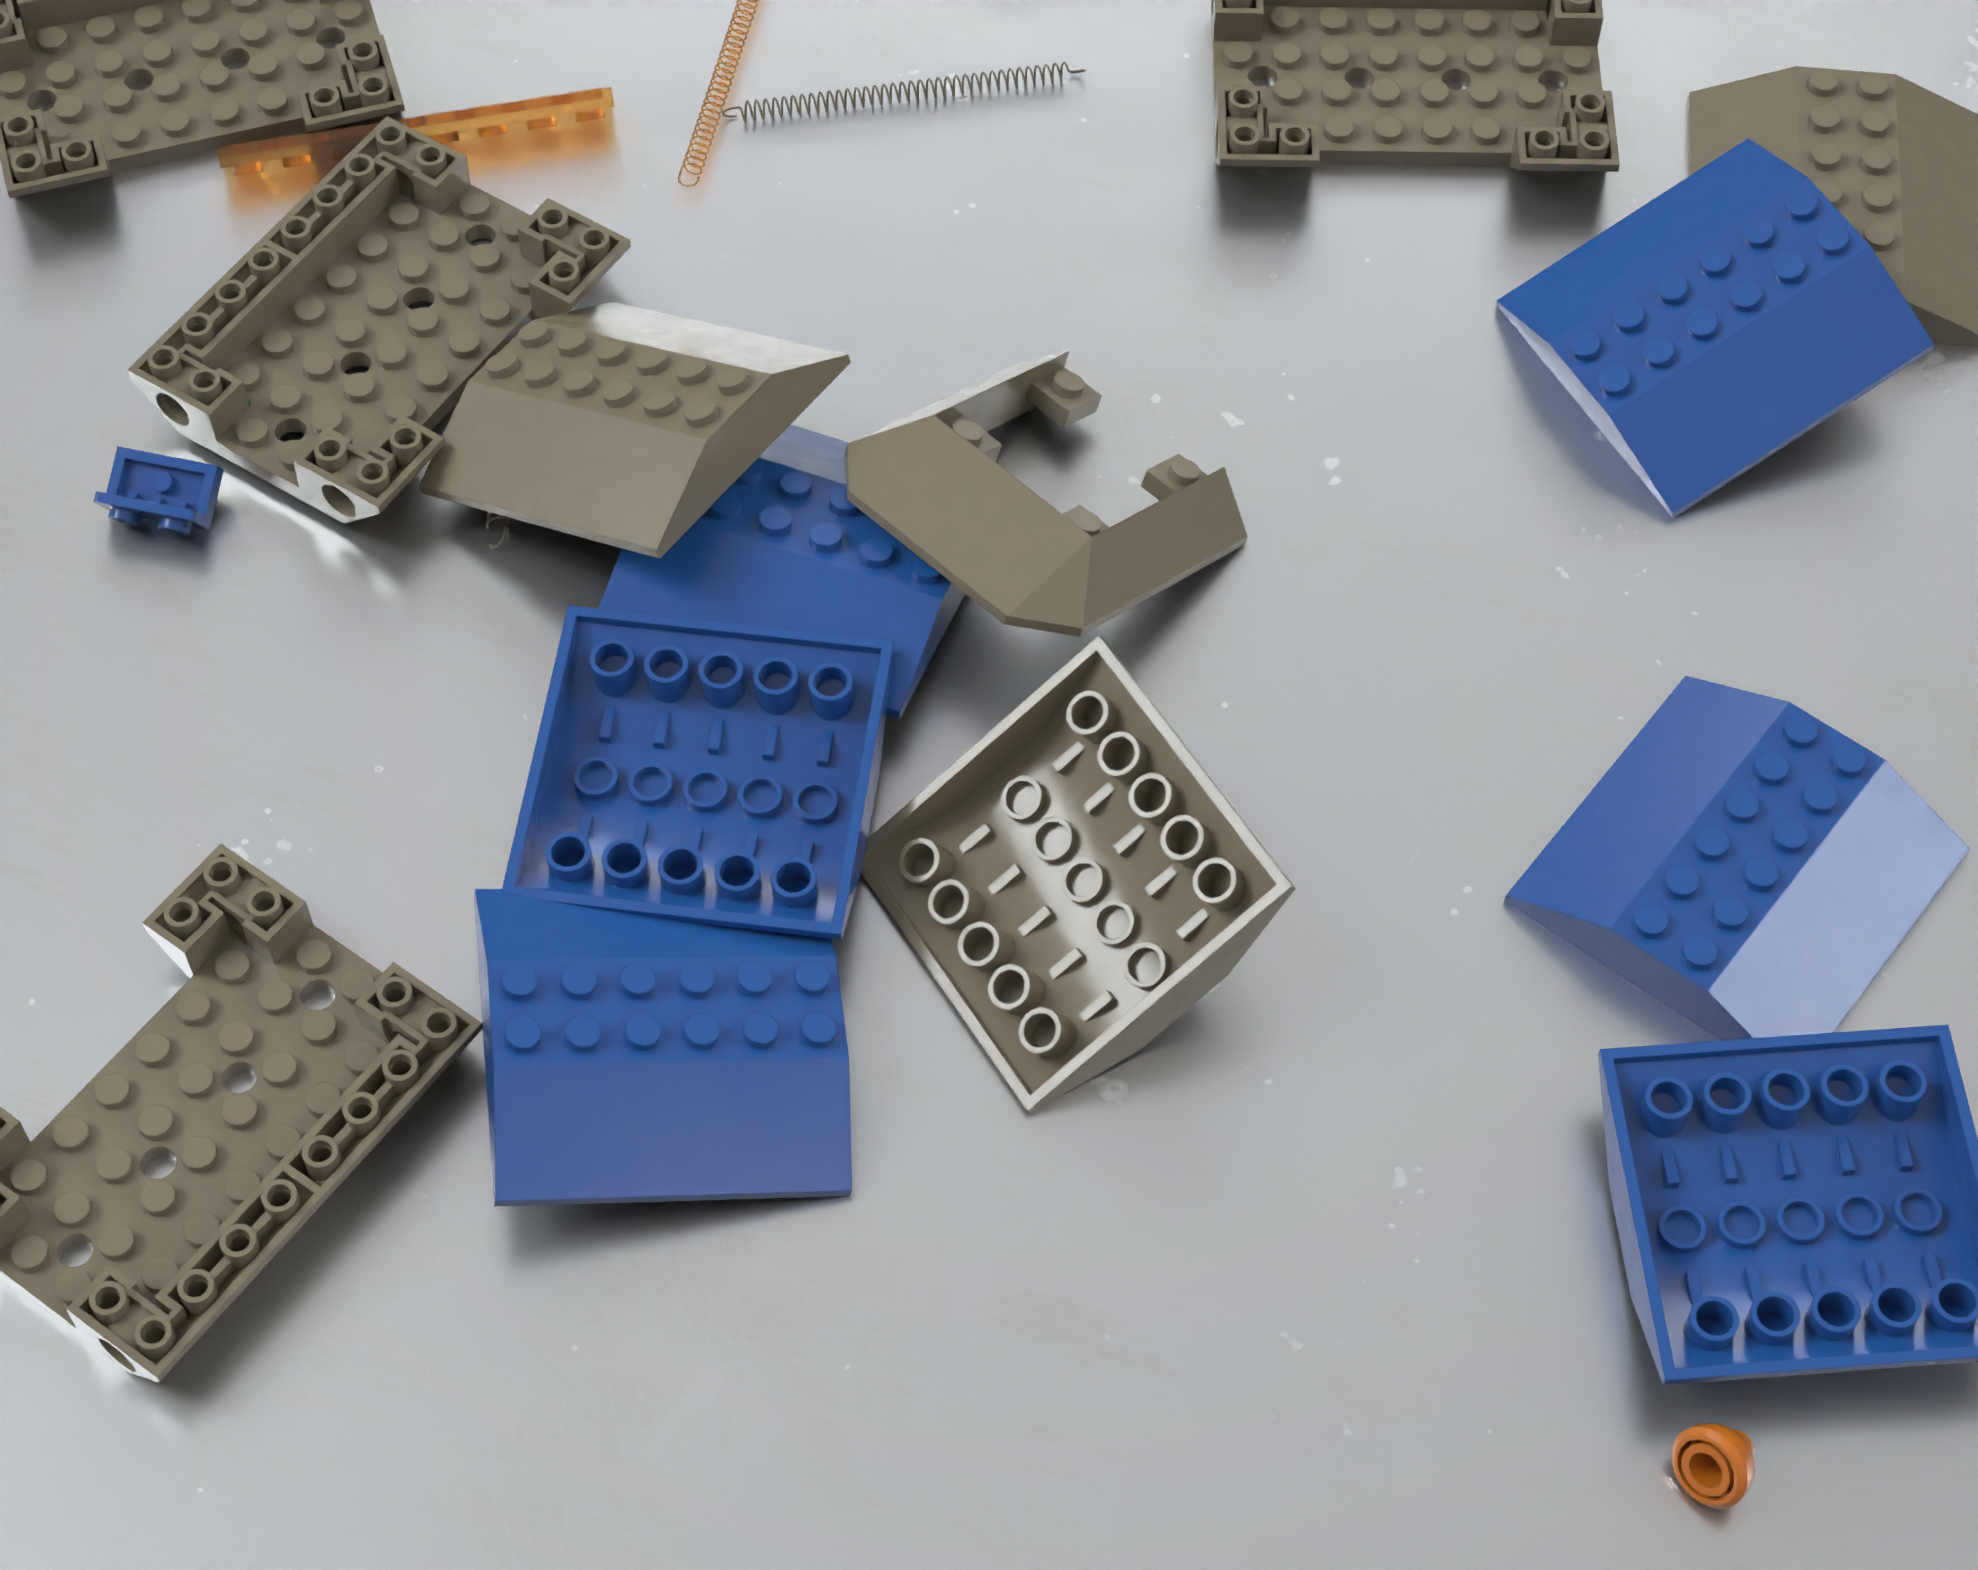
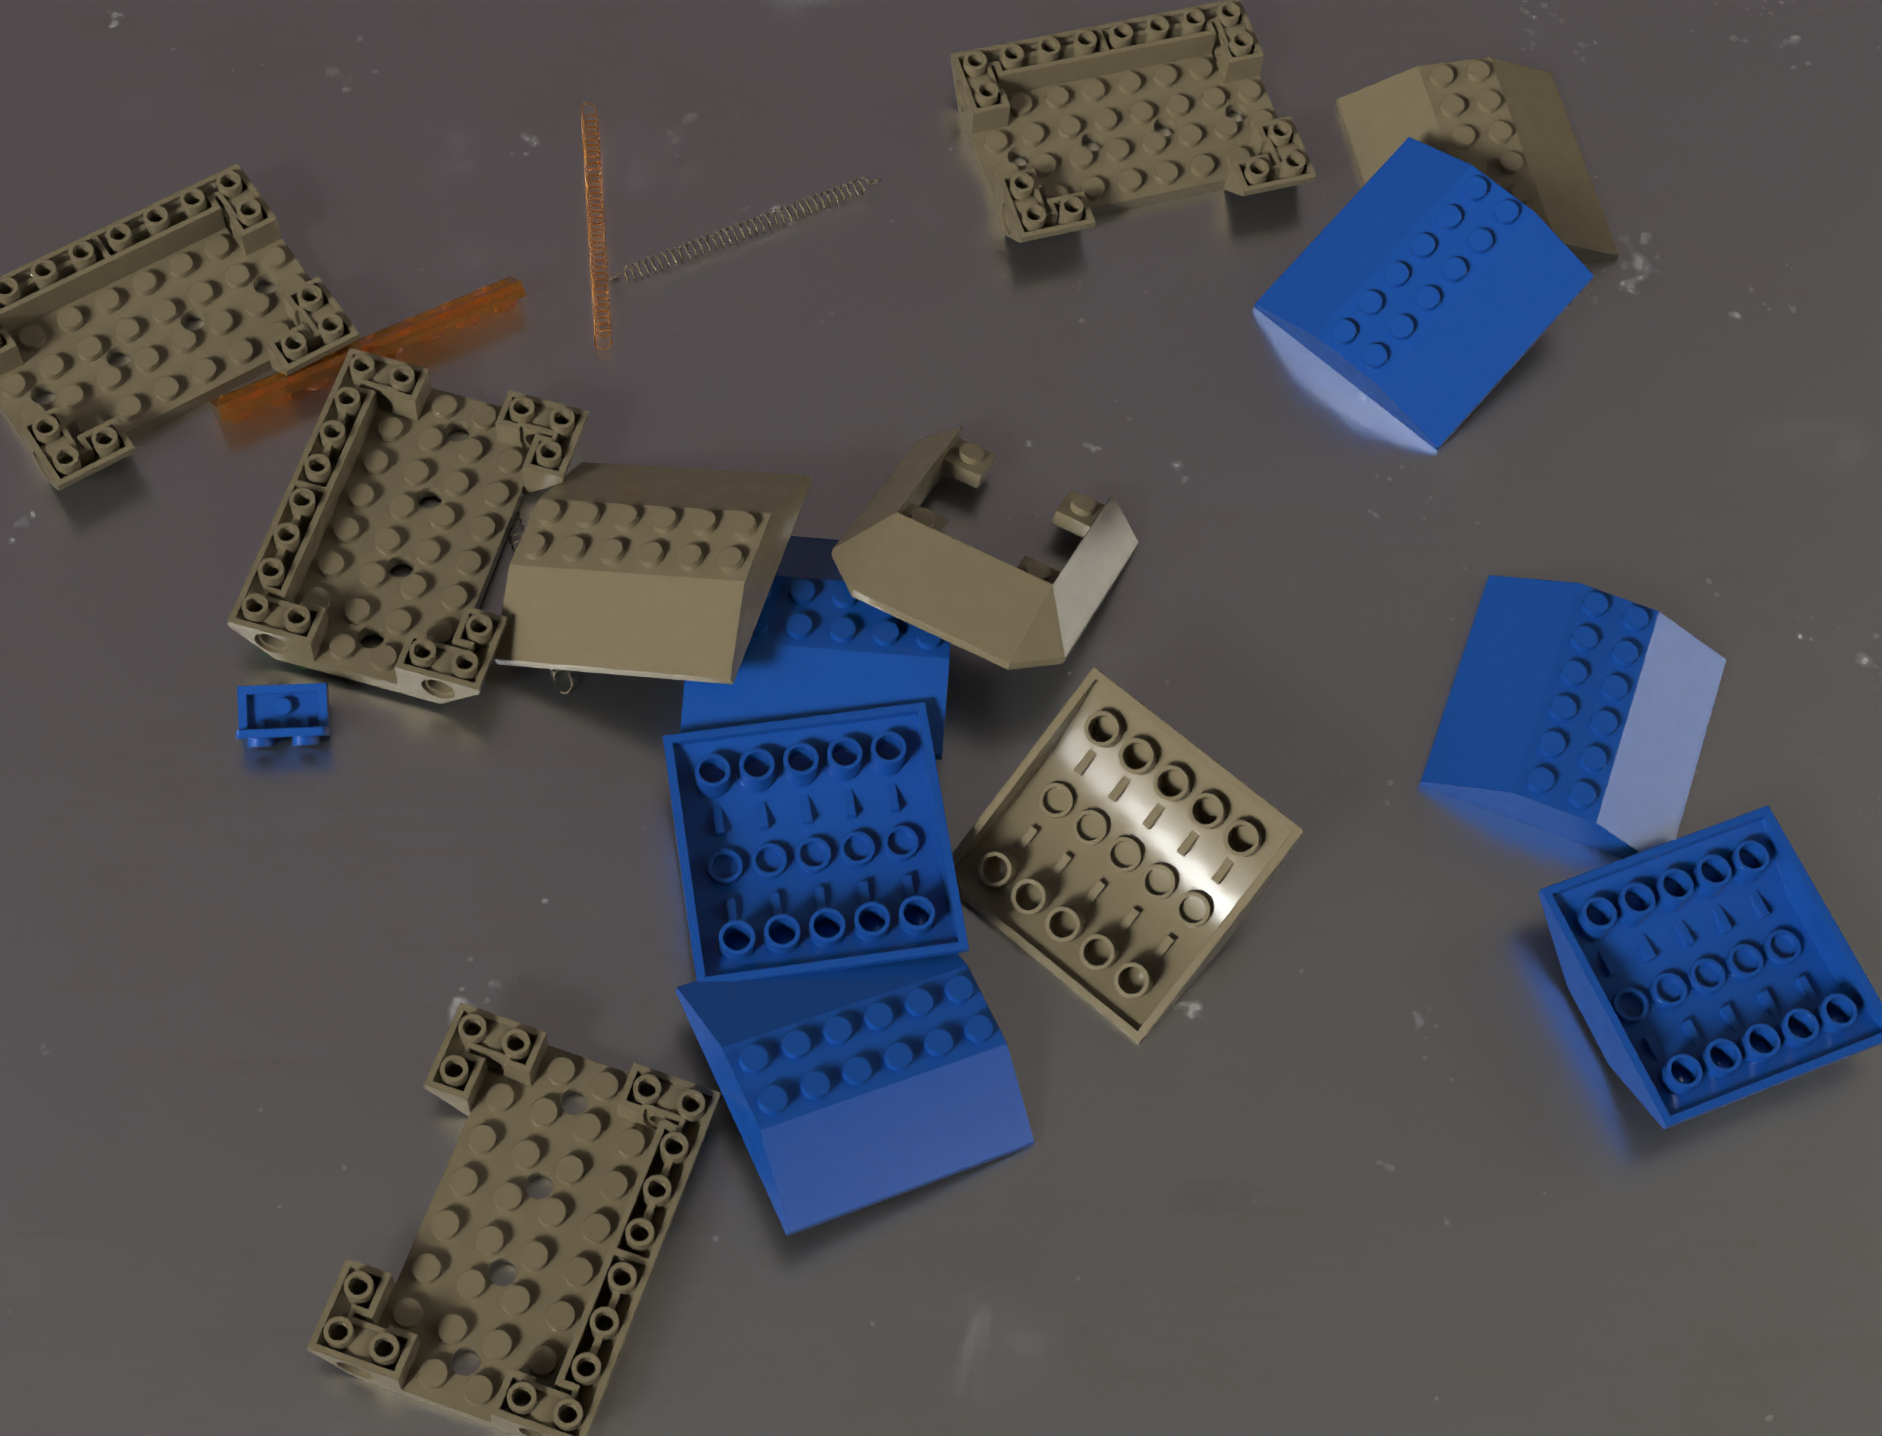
camera: 25 degrees left, 5 degrees up
(1714, 1464) = (1709, 1175): orange brick -> none

